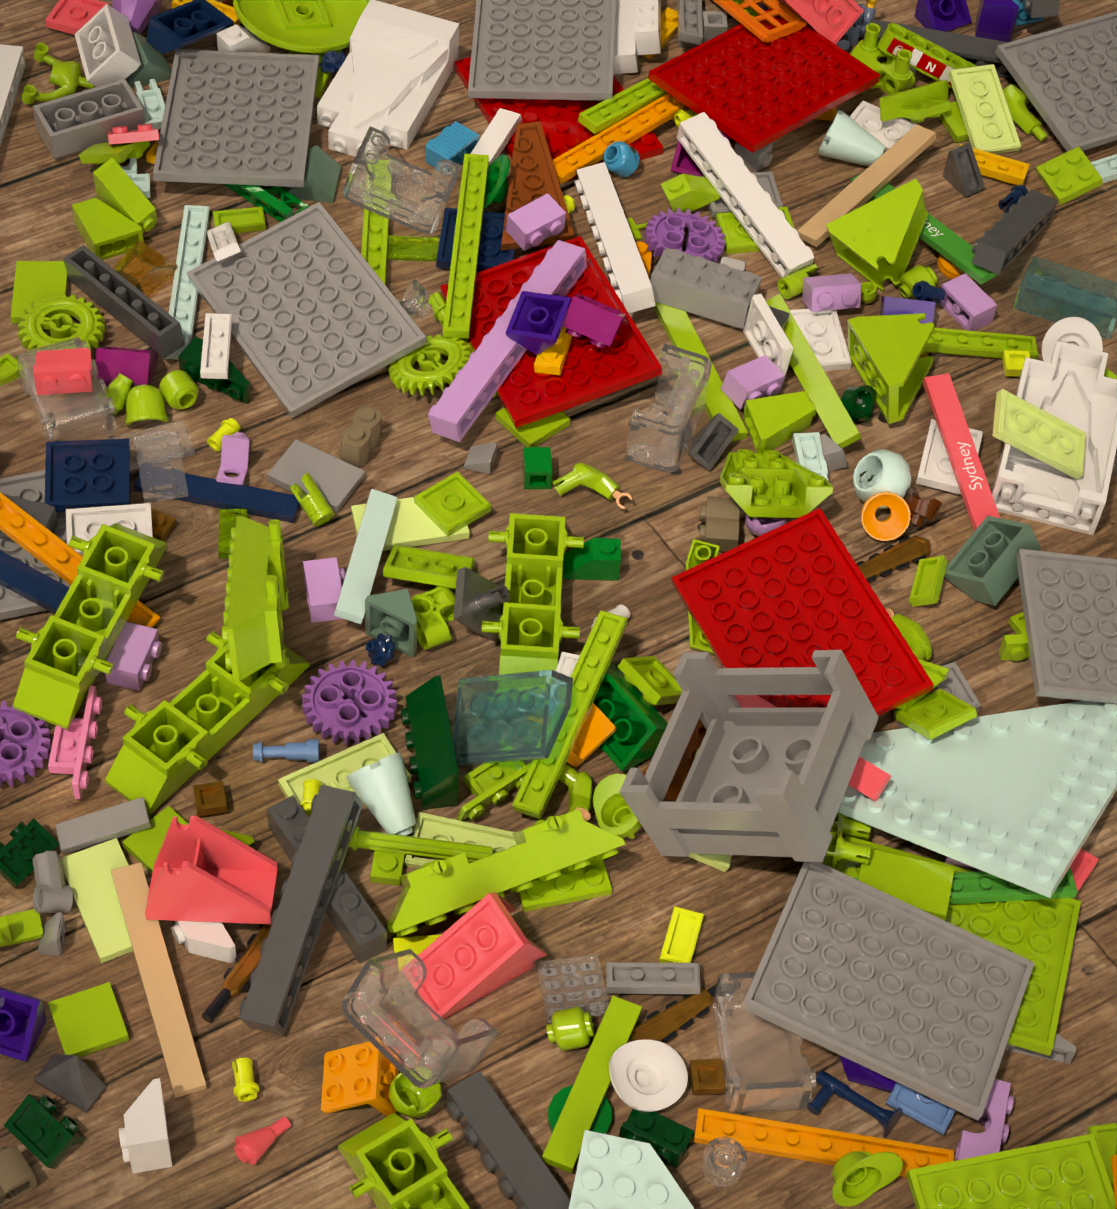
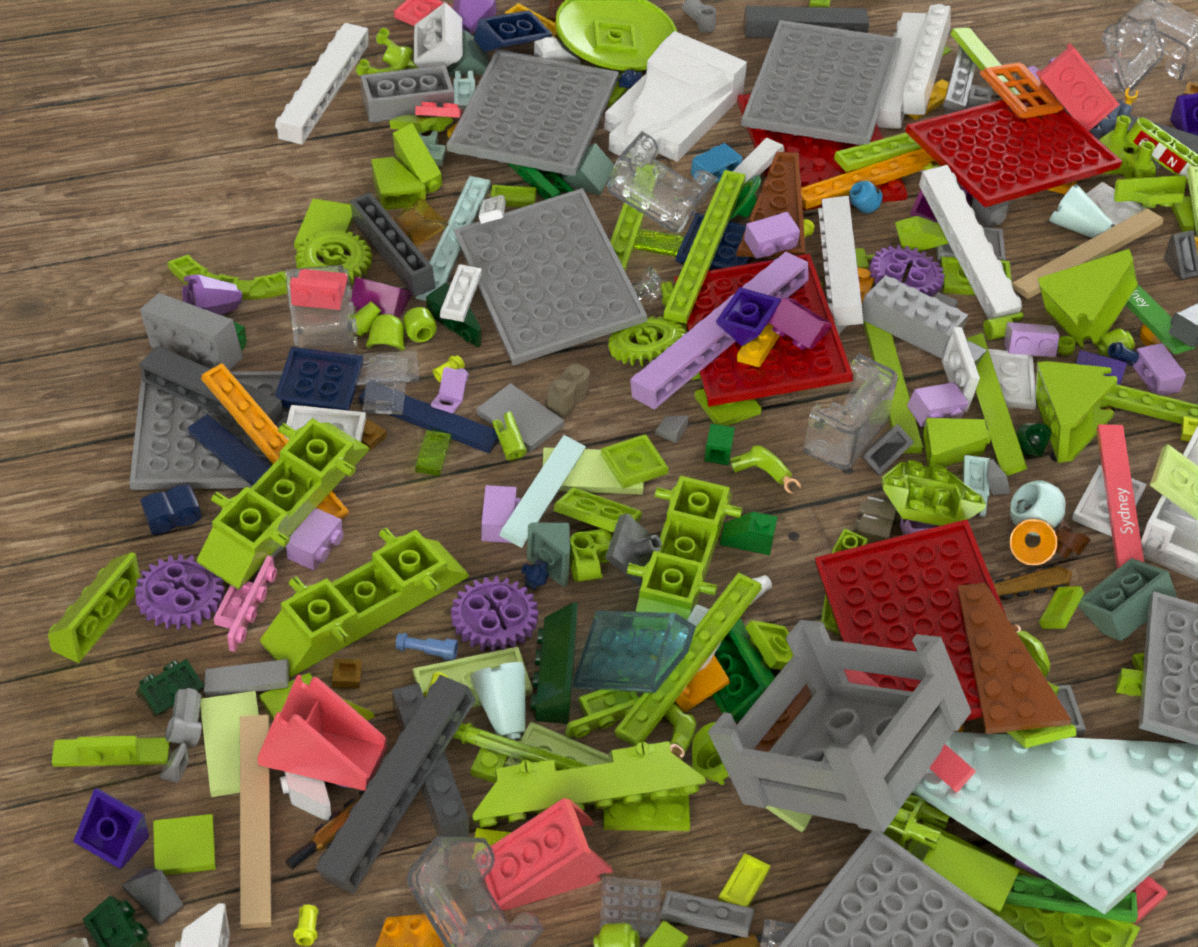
camera: 15 degrees right, 5 degrees down
(255, 598) = (433, 493): lime piece -> none
(898, 670) = (1006, 677): none -> dark orange wing

